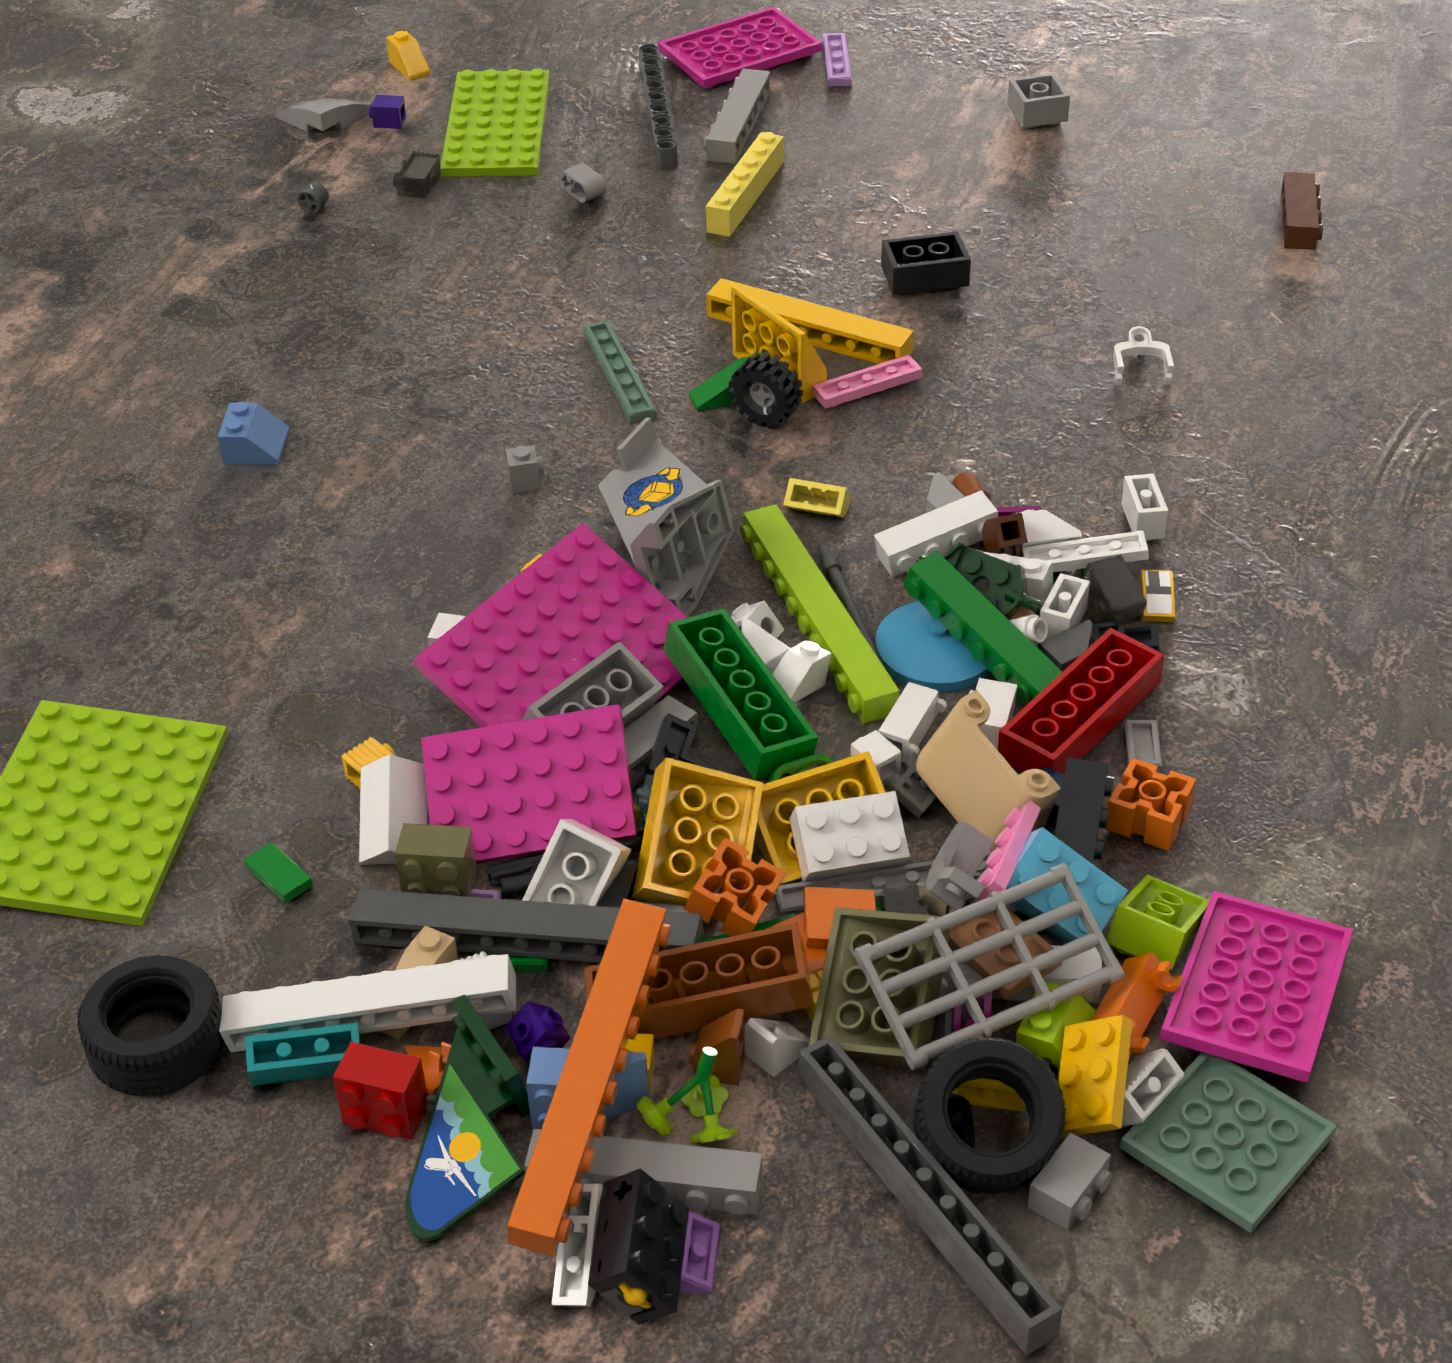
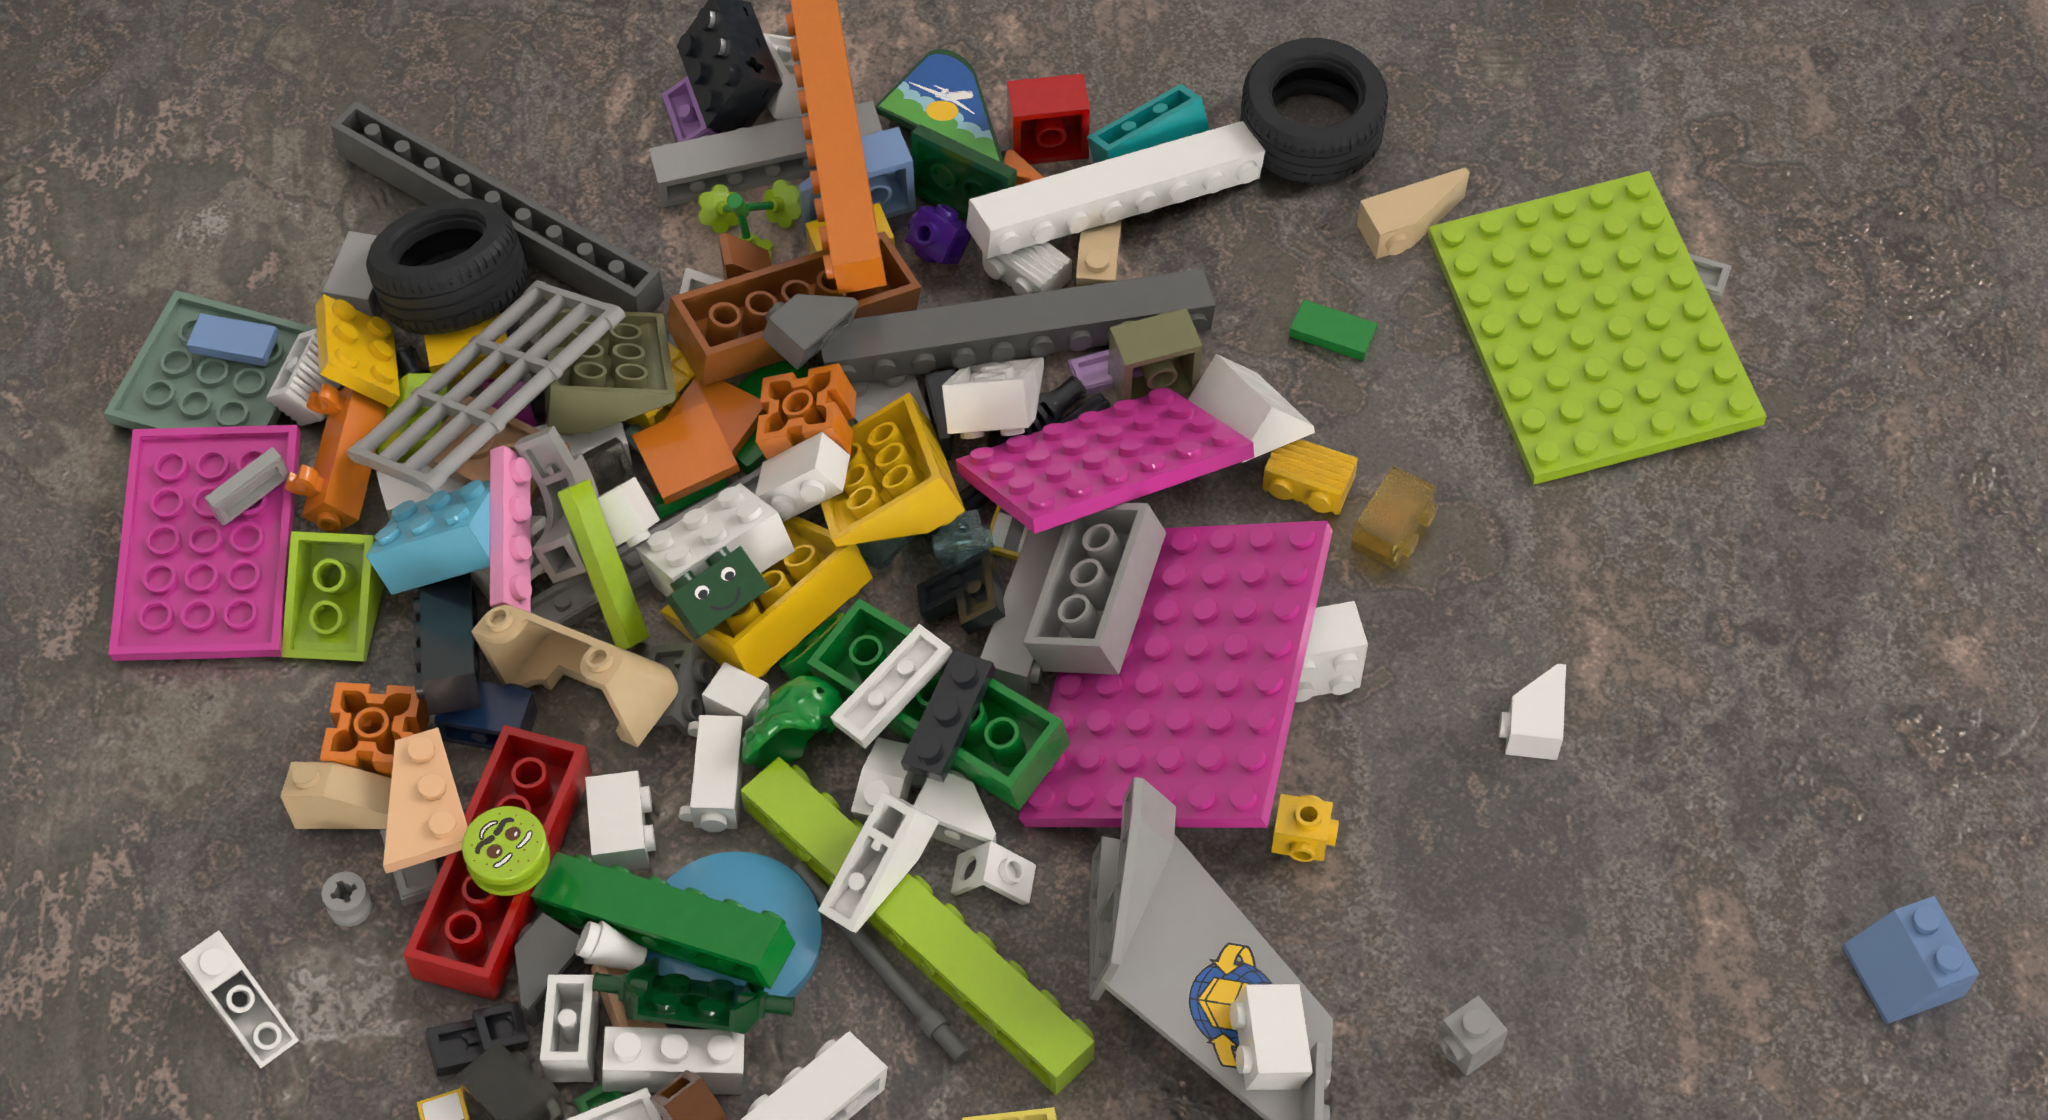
camera: 155 degrees right, 15 degrees up
(147, 928) = (1402, 216): none -> tan slope
(343, 727) = (1394, 517): none -> clear yellow brick
(350, 597) = (1536, 717): none -> white slope
(643, 463) = (1271, 1037): none -> white brick
(704, 919) = (807, 325): none -> dark grey slope
(740, 654) = (948, 716): none -> black plate
(762, 842) = (803, 476): none -> white brick
(769, 680) = (892, 686): none -> white plate
(823, 610) = (878, 860): none -> white slope
(847, 713) = (790, 721): none -> green piece
(865, 774) = (716, 592): none -> dark green brick
(912, 859) = (628, 513): none -> white brick
(942, 831) = (603, 564): none -> lime tile
(1077, 673) = (506, 850): none -> lime head
(1126, 723) = (423, 804): none -> light nougat wing
(1195, 729) = (351, 909): none -> light grey wheel
(1205, 1144) = (232, 339): none -> medium blue tile
(1210, 773) = (335, 796): none -> tan slope
(1215, 978) = (247, 486): none -> light grey tile
(1289, 700) = (238, 999): none -> white slope

